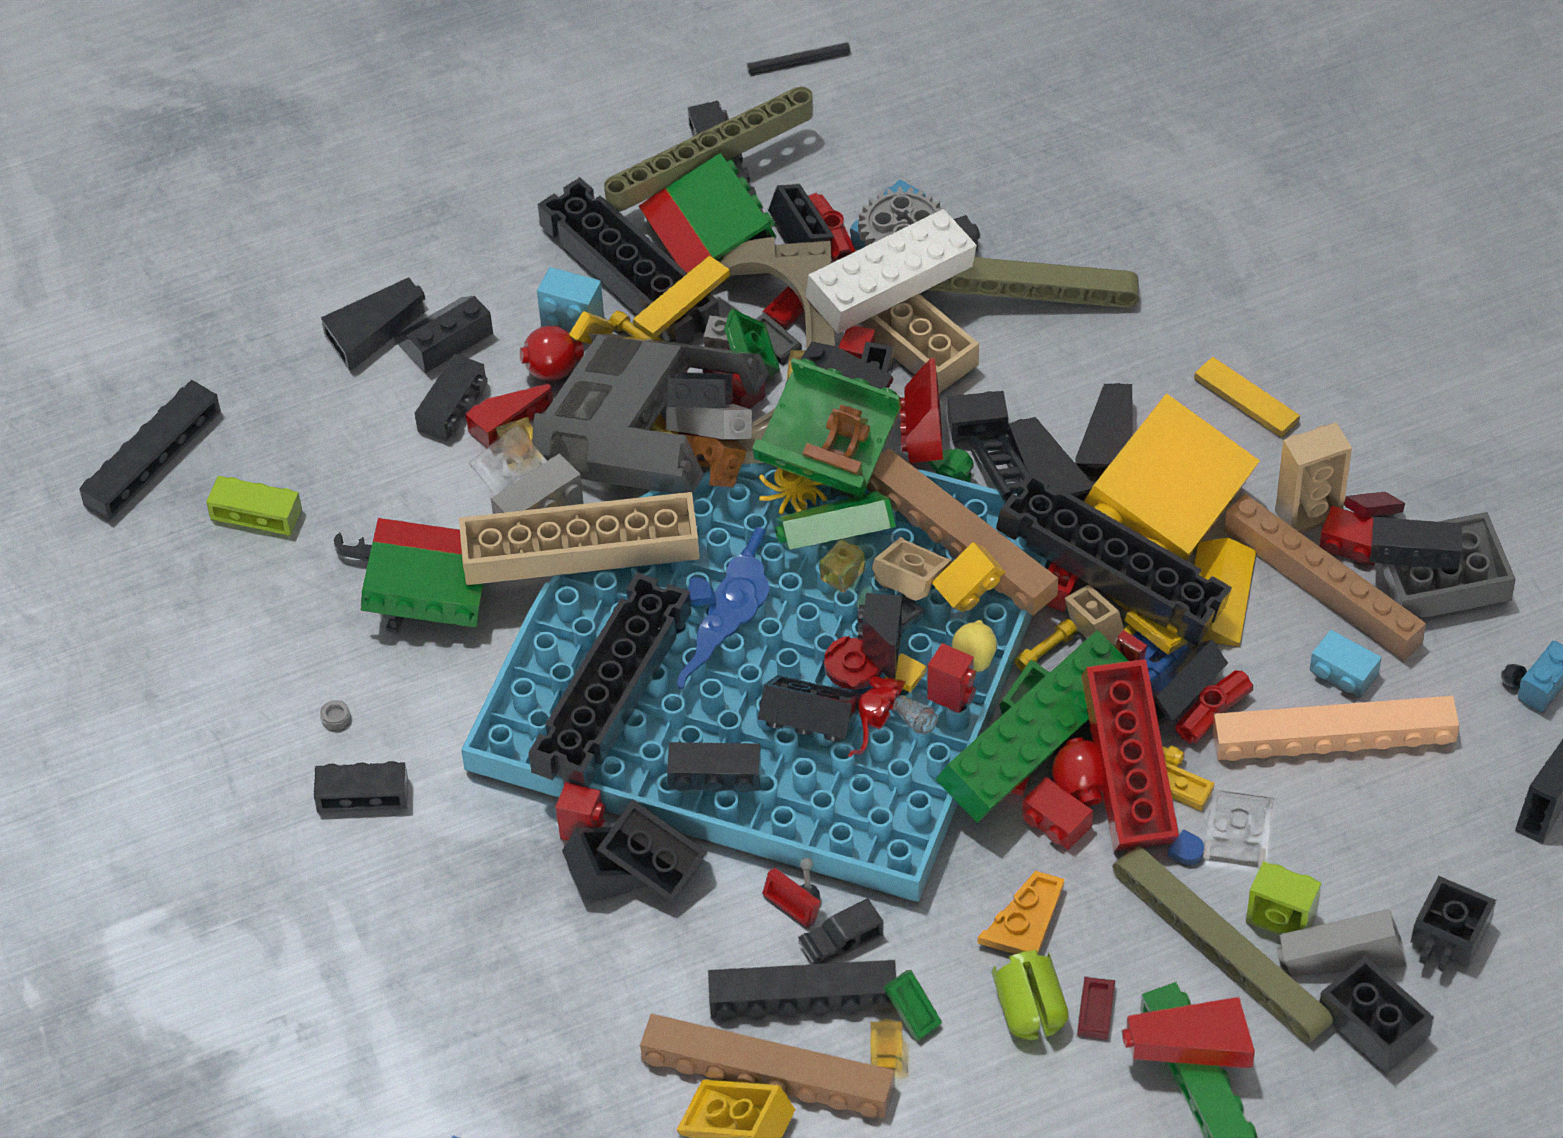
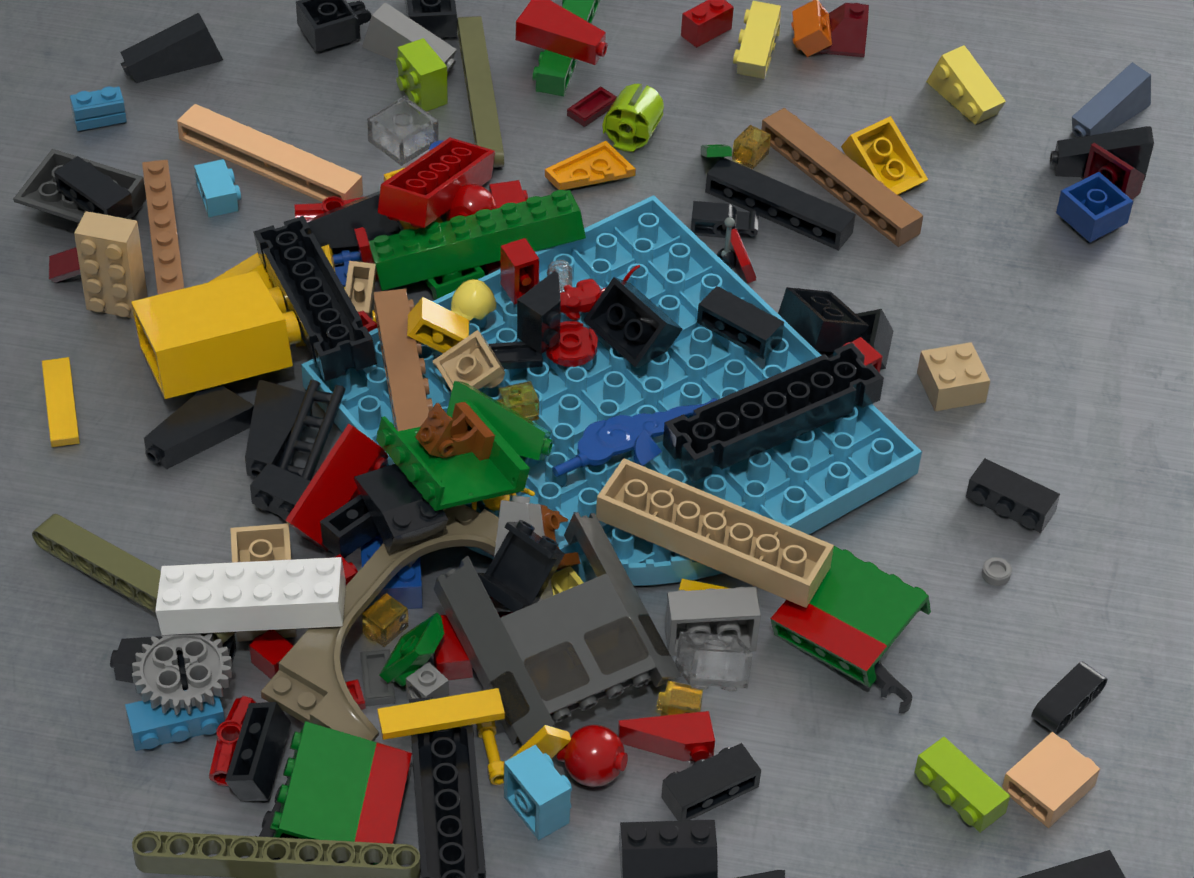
camera: 150 degrees left, 5 degrees down
(184, 549) = (1050, 779): none -> light nougat brick
(205, 627) = (1069, 697): none -> black beam
(491, 879) = (953, 376): none -> tan brick
(1513, 671) = (116, 125): black hinge -> none

